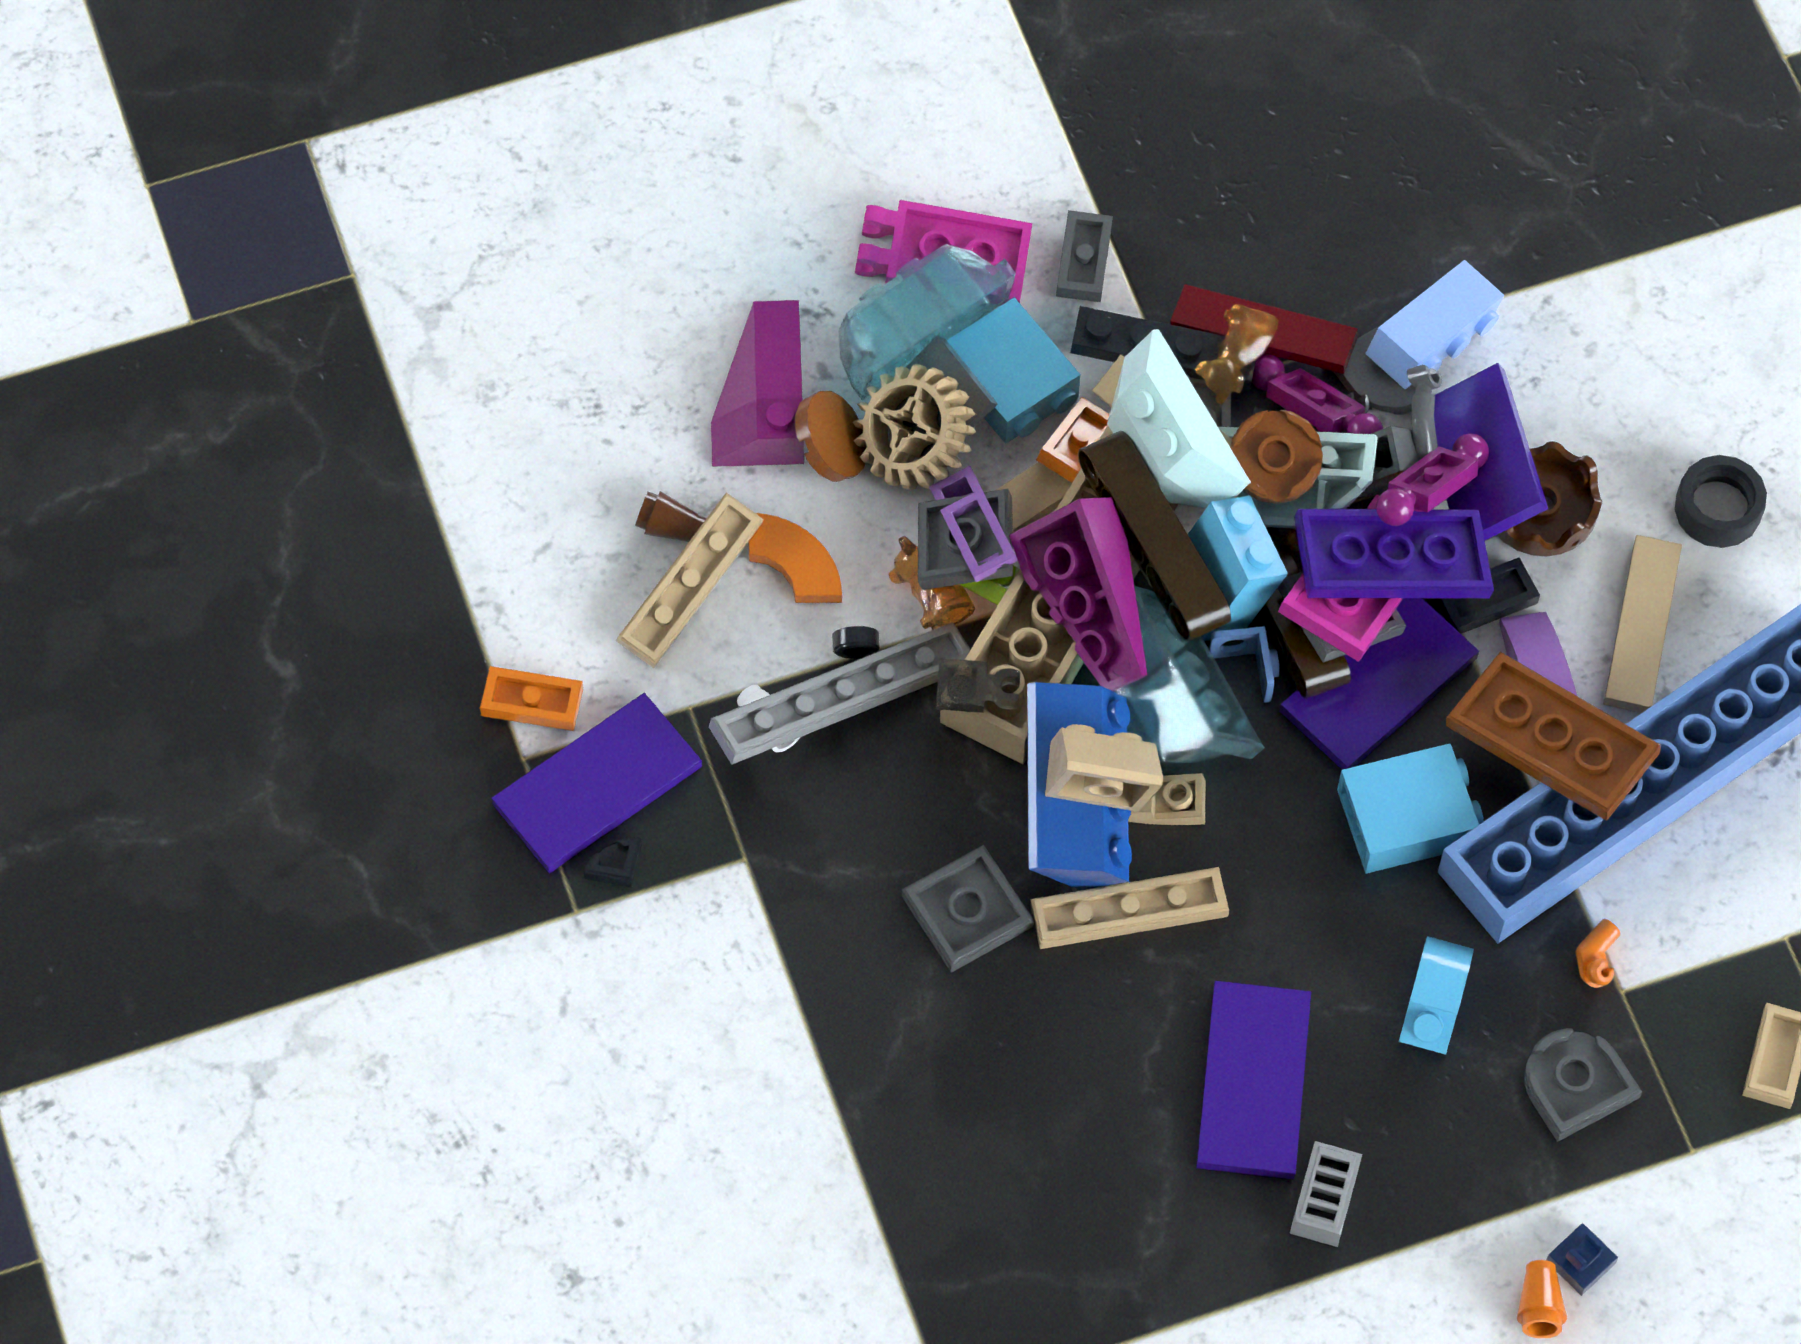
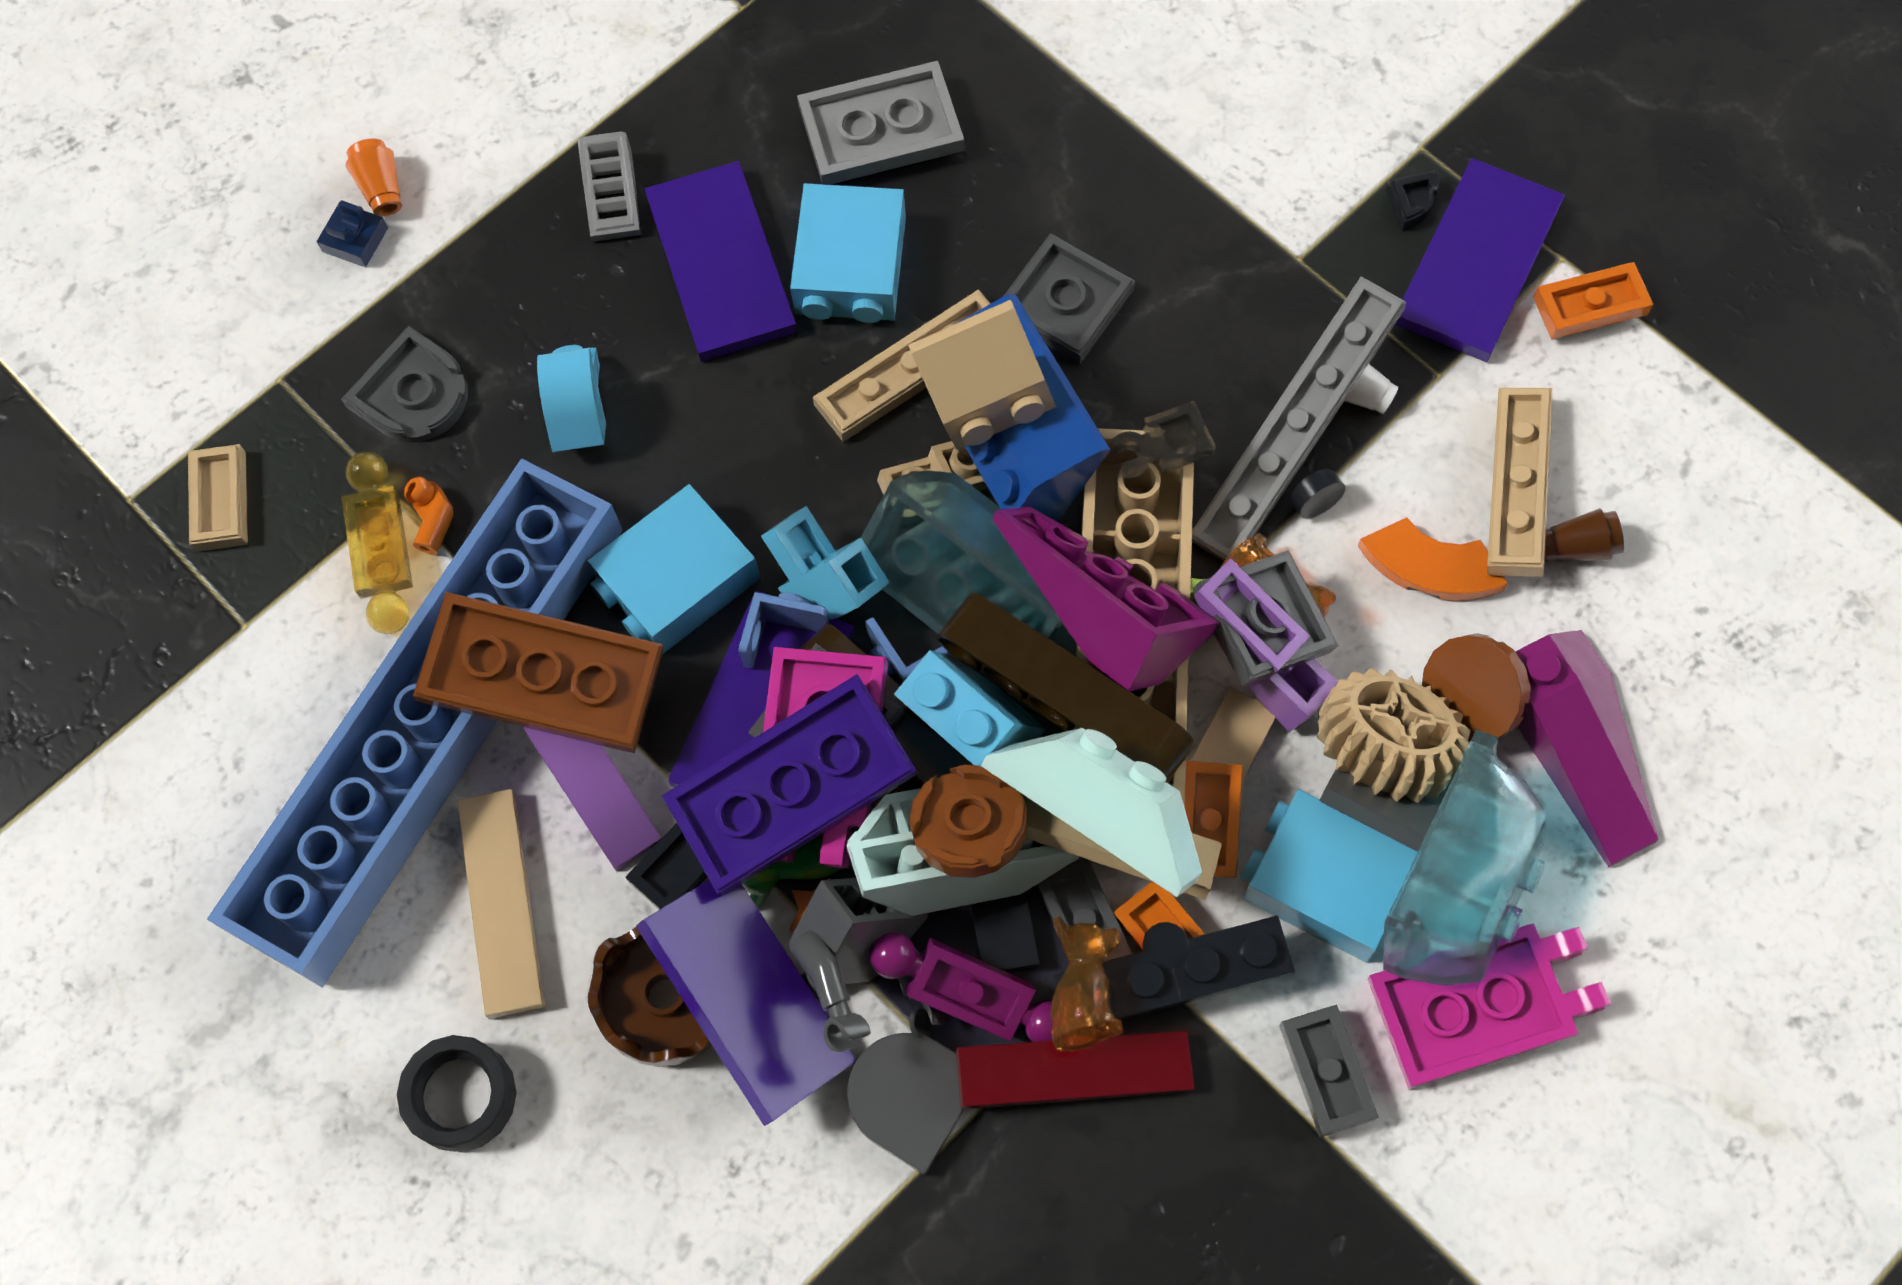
camera: 160 degrees right, 5 degrees up
(1050, 1140) = (881, 123): none -> light grey plate
(1139, 1021) = (848, 252): none -> medium azure brick
(1288, 738) = (817, 572): none -> medium azure brick
(1335, 721) = (786, 610): none -> medium blue bracket
(1432, 479) = (781, 894): magenta plate -> none
(1436, 323) = (870, 1158): light blue brick -> none
(1650, 946) = (377, 542): none -> clear yellow plate

